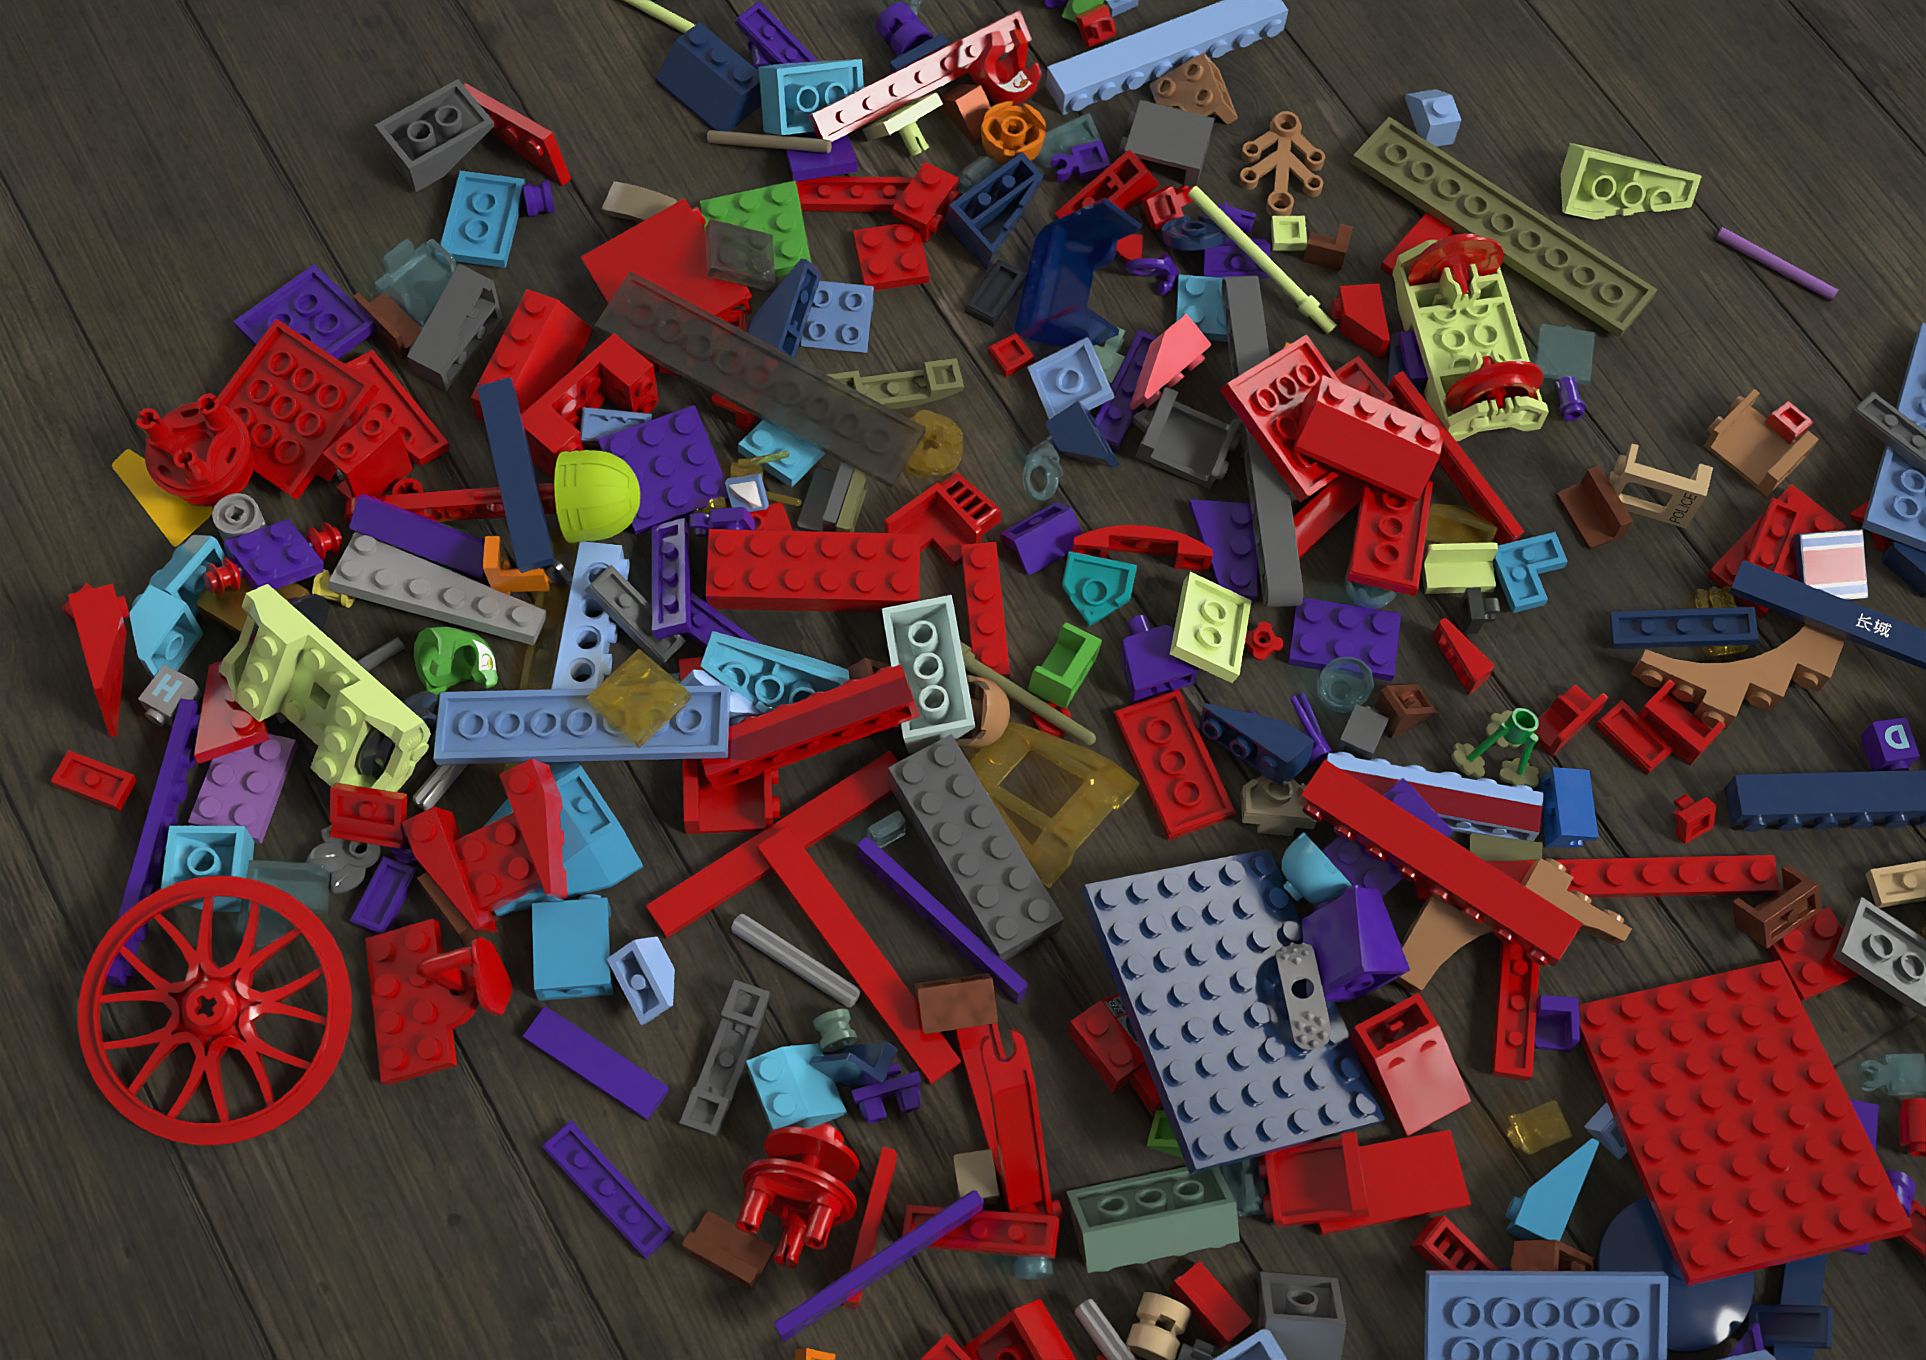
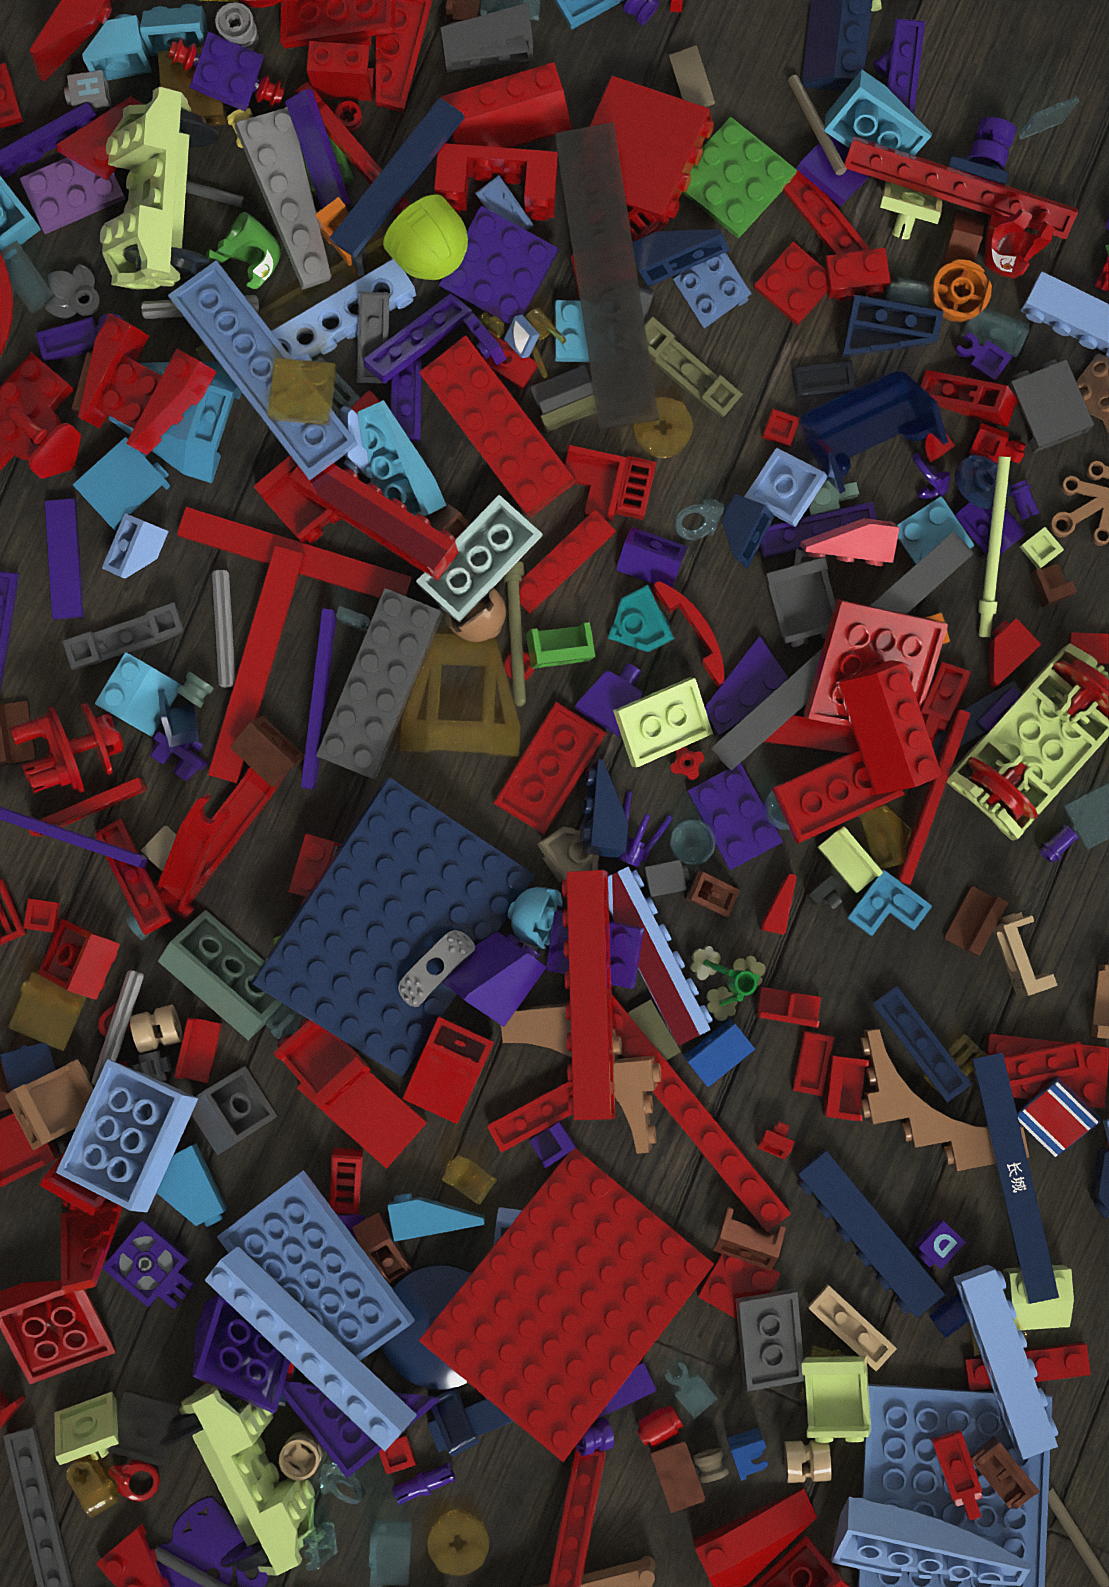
camera: 60 degrees right, 20 degrees up
(368, 815) = (101, 286): red plate -> none
(740, 255) = (693, 184): clear smoke plate -> none

